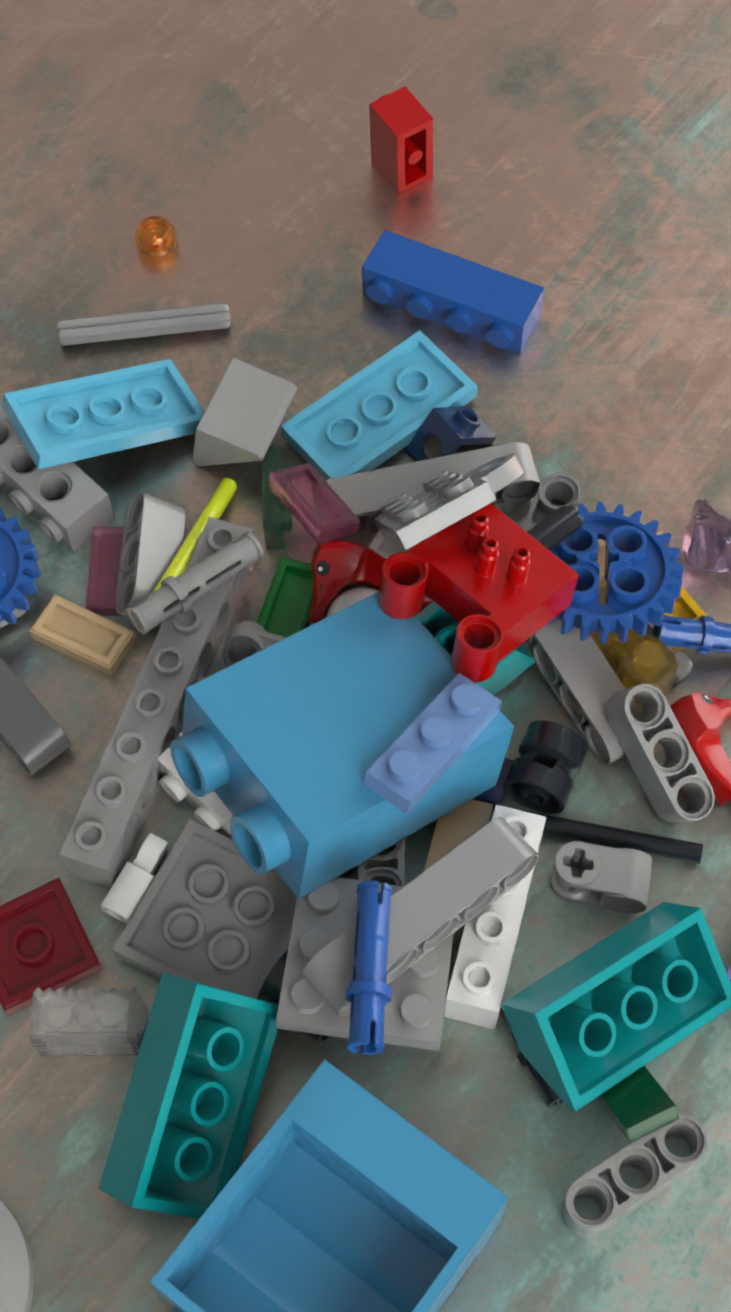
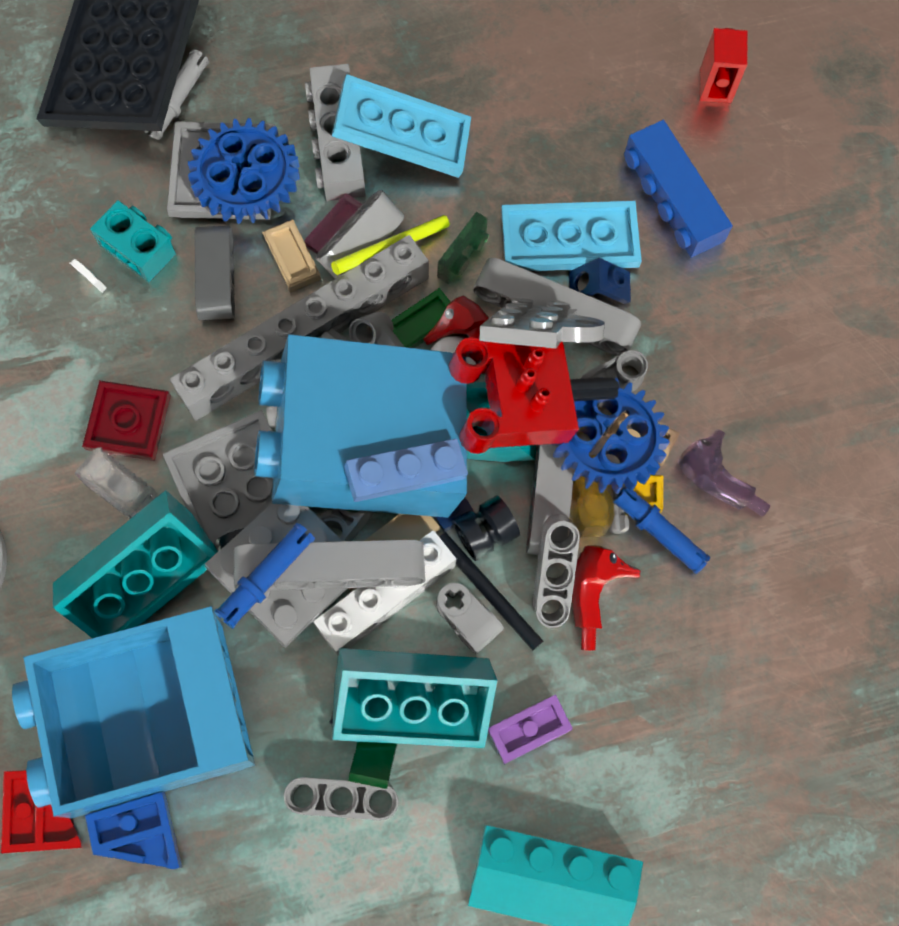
camera: 30 degrees right, 10 degrees up
(134, 880) = (207, 422): white bar -> none
(143, 324) = (475, 83): light grey axle -> none
(155, 236) = (525, 23): clear orange plate -> none
(180, 592) = (363, 270): light grey pin -> none
(242, 416) = (480, 182): light grey slope -> none
(313, 503) = (476, 269): clear pink tile -> none

